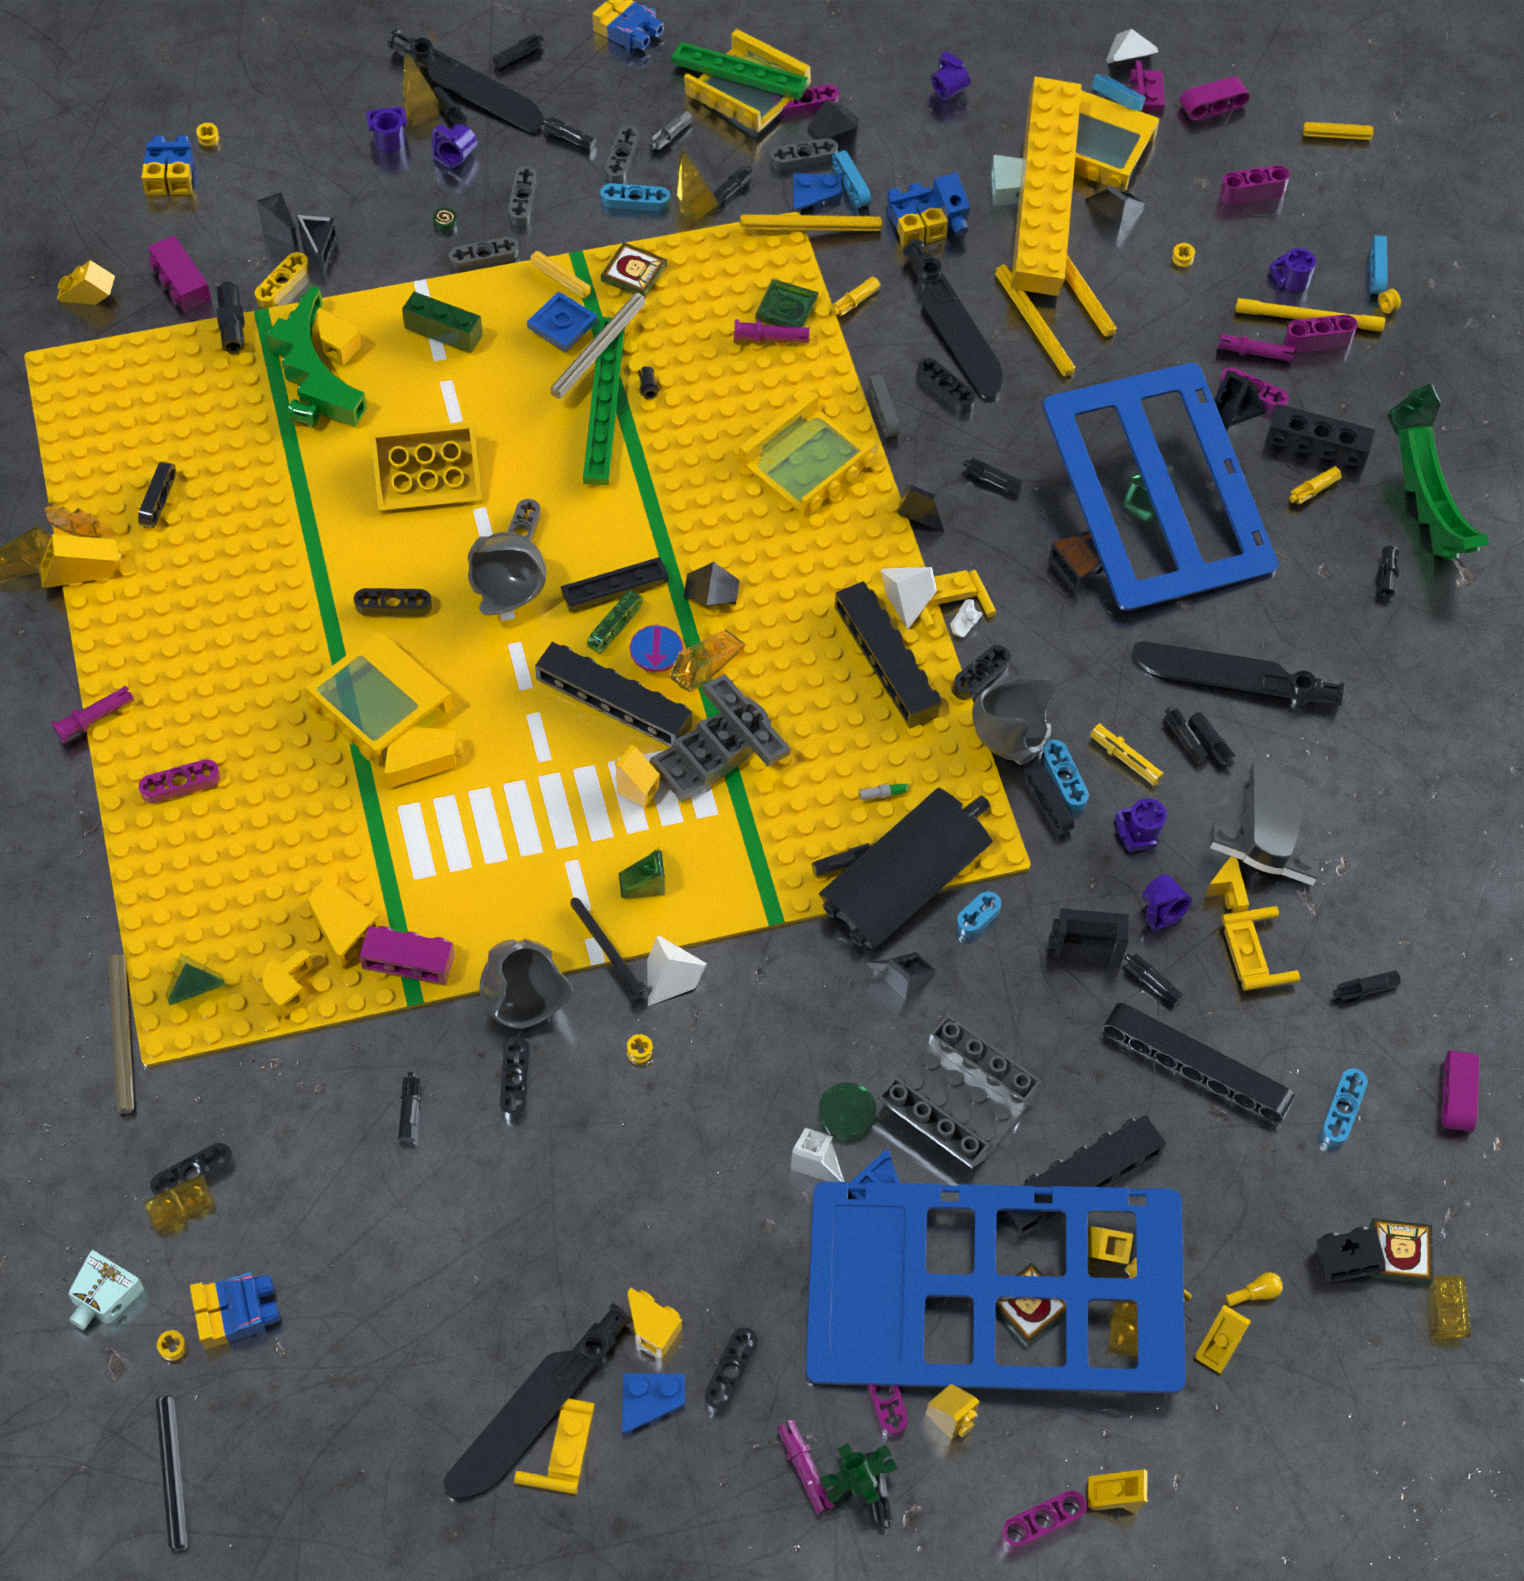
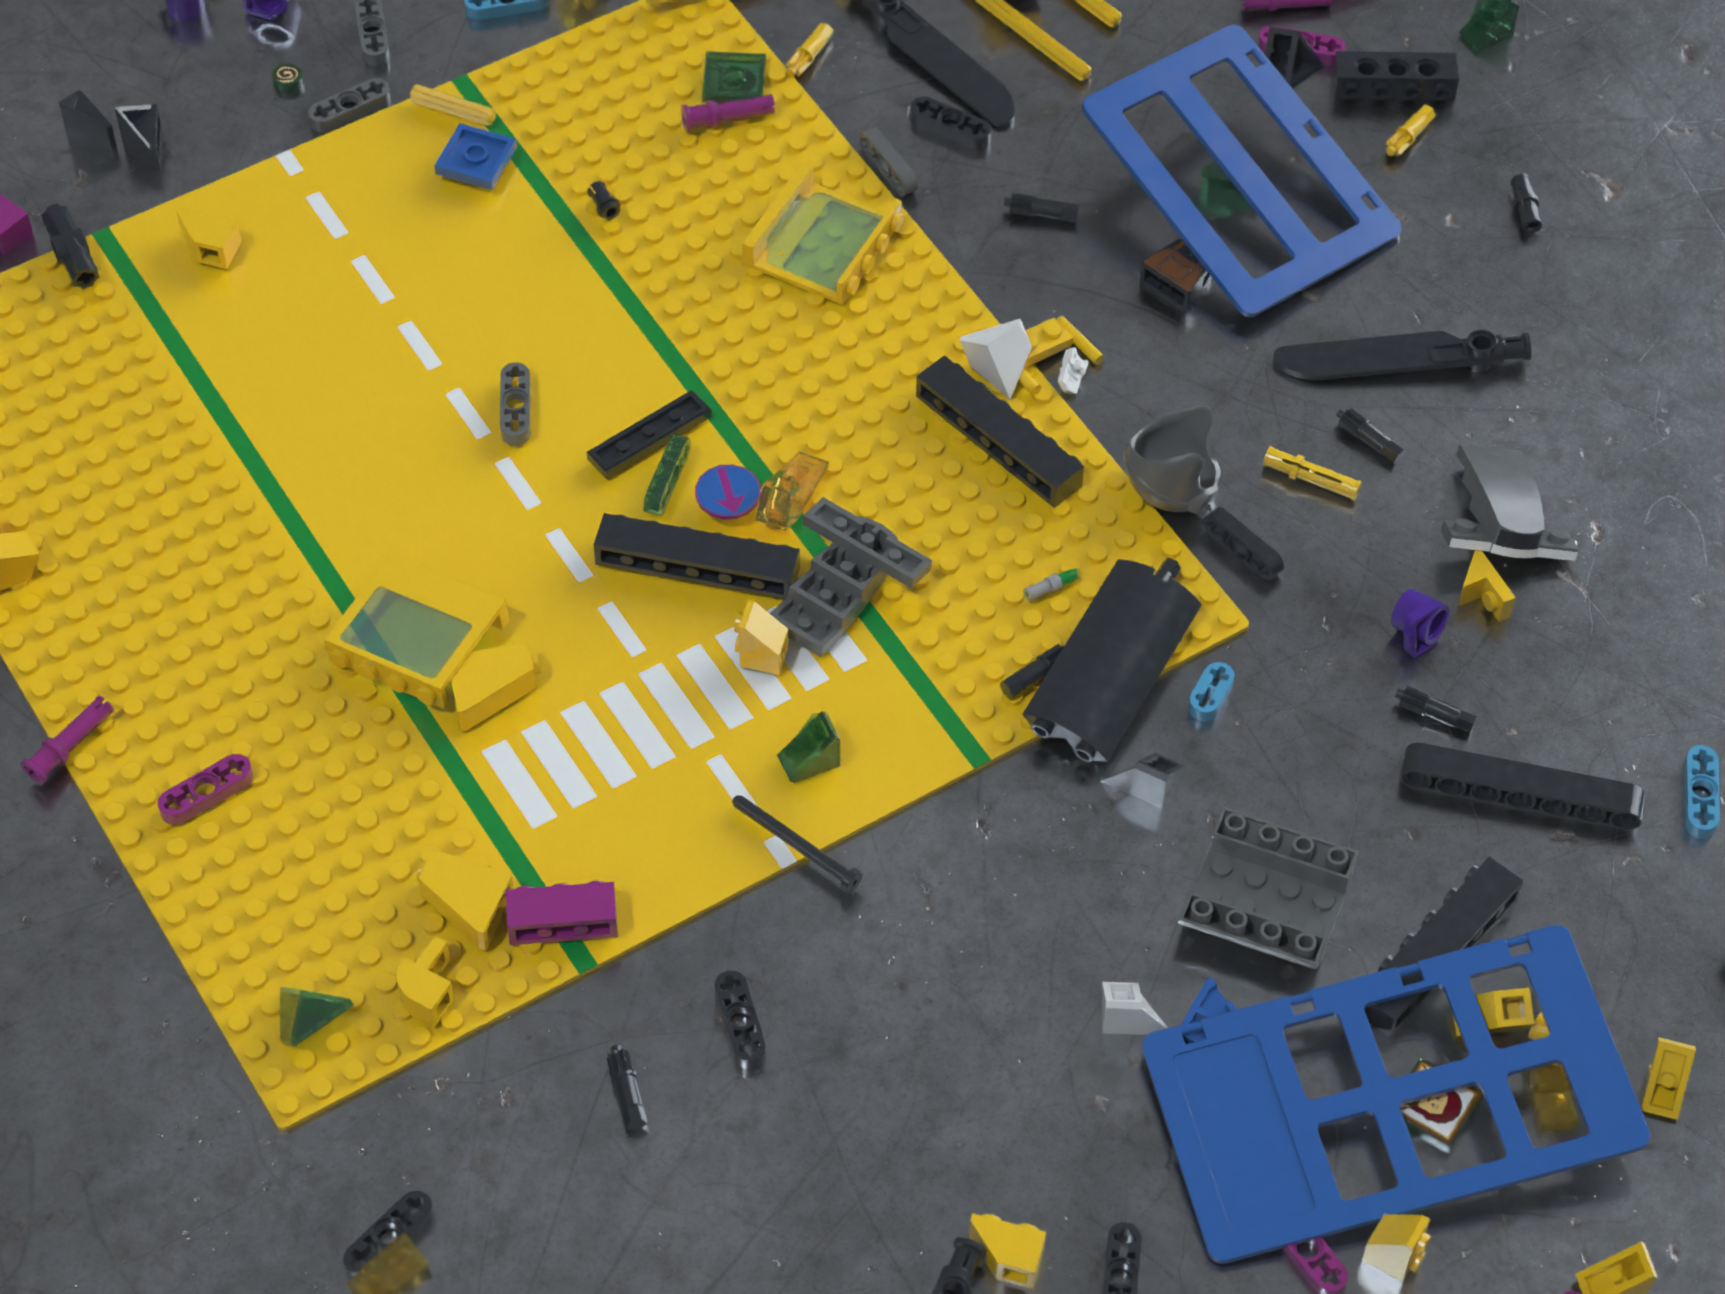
camera: 15 degrees left, 5 degrees down
(121, 1034) = (240, 1101): dark tan axle -> none
(157, 494) = (54, 468): black beam -> none
(283, 270) = (114, 179): yellow beam -> none
(303, 366) = (208, 298): green arch -> none
(303, 413) = (201, 332): green bush -> none
(384, 594) = (398, 508): black beam -> none
(426, 466) = (374, 356): yellow slope -> none
(442, 322) = (332, 189): dark green brick -> none
(505, 572) = (520, 447): dark grey piece -> none
(522, 984) = (717, 906): dark grey piece -> none
(597, 346) = (530, 172): dark tan axle -> none
(603, 411) = (560, 233): green plate -> none
(633, 269) = (538, 80): tile -> none
(634, 1055) = (871, 955): yellow bush -> none
(671, 971) = (880, 848): white slope -> none
(711, 585) = (764, 406): black slope -> none
(847, 1110) = (1144, 949): clear green tile -> none
(920, 507) = (974, 259): black slope -> none
(977, 681) = (1112, 435): black beam -> none
(1065, 764) = (1249, 501): dark azure beam -> none
(1090, 930) = (1352, 672): black panel -> none
(1144, 824) = (1362, 543): dark purple piece -> none
(1211, 738) = (1402, 433): black piece -> none
(1248, 952) = (1530, 650): yellow plate -> none
(1262, 1288) = (1690, 1010): yellow piece -> none
(1368, 985) = (1672, 655): black piece -> none
(1435, 506) = (1552, 118): green arch -> none

